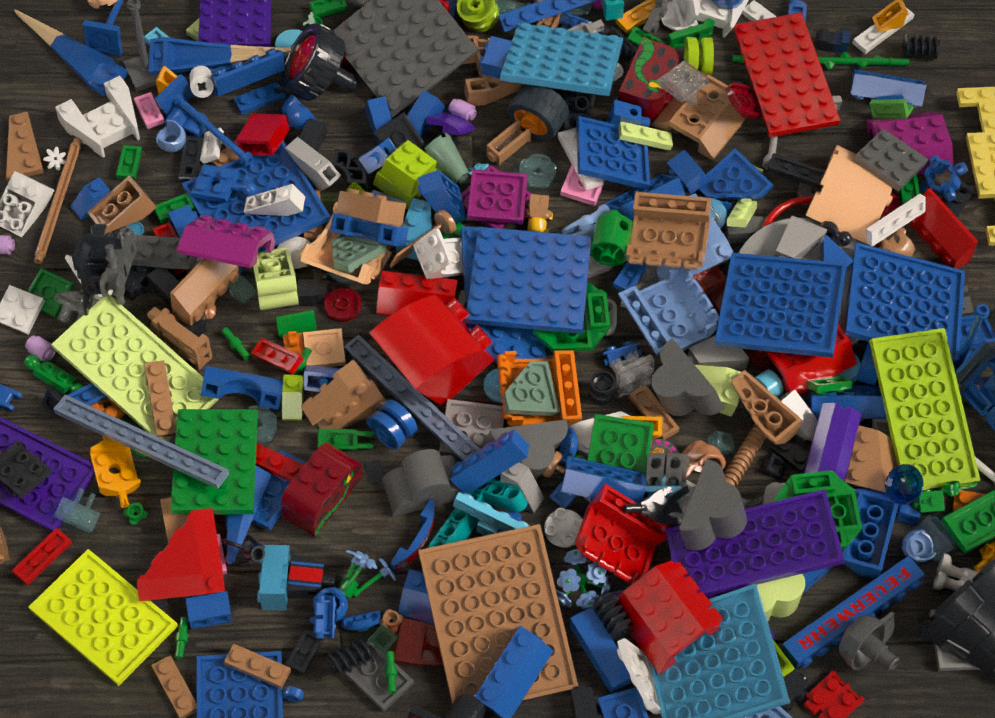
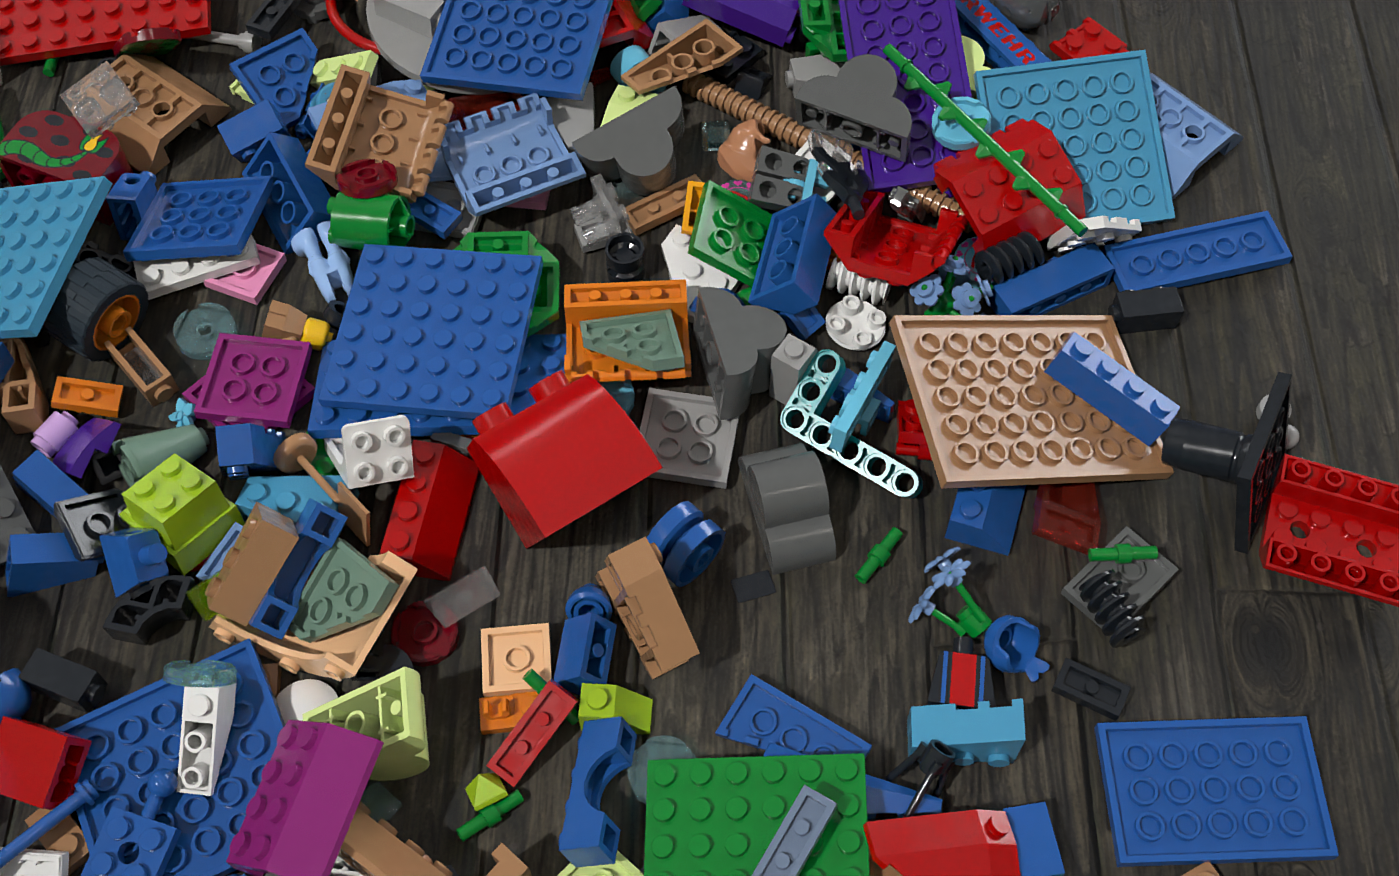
camera: 85 degrees left, 0 degrees up
(247, 339) = (485, 790): none -> lime slope
(257, 666) = (1132, 758): medium nougat plate -> none
(277, 463) = (754, 721): red plate -> none
(293, 694) = (1169, 704): blue tile -> none
(297, 322) = (462, 707): green slope -> none
(301, 192) = (202, 674): none -> clear light blue tile
(313, 164) = (126, 668): light grey slope -> none
(320, 488) = (804, 652): dark red brick -> none
(324, 606) = (1041, 644): blue hinge -> none
(343, 438) = (702, 623): green hinge -> none
(361, 317) = (462, 596): none -> clear slope
(362, 621) = (1030, 599): blue plate -> none
(383, 638) = (1064, 563): clear green brick -> none
(391, 615) = (1025, 552): medium nougat plate -> none
(393, 537) = (878, 555): none -> green bar
(404, 557) = (887, 514): blue slope -> none
(411, 398) = (634, 515): sand blue plate -> none
(486, 120) = (87, 396): none -> orange plate
(489, 461) = (779, 384): blue brick -> none
(612, 353) = (557, 229): blue hinge -> none
(633, 228) = (367, 178): none -> dark red tile
(645, 135) = (173, 180): yellowish green plate -> none
(653, 549) = (906, 205): none -> dark grey hinge
(682, 586) = (987, 146): none -> green plant
(700, 54) = (37, 89): lime wheel -> none
(712, 576) = (952, 134): none -> medium azure tile

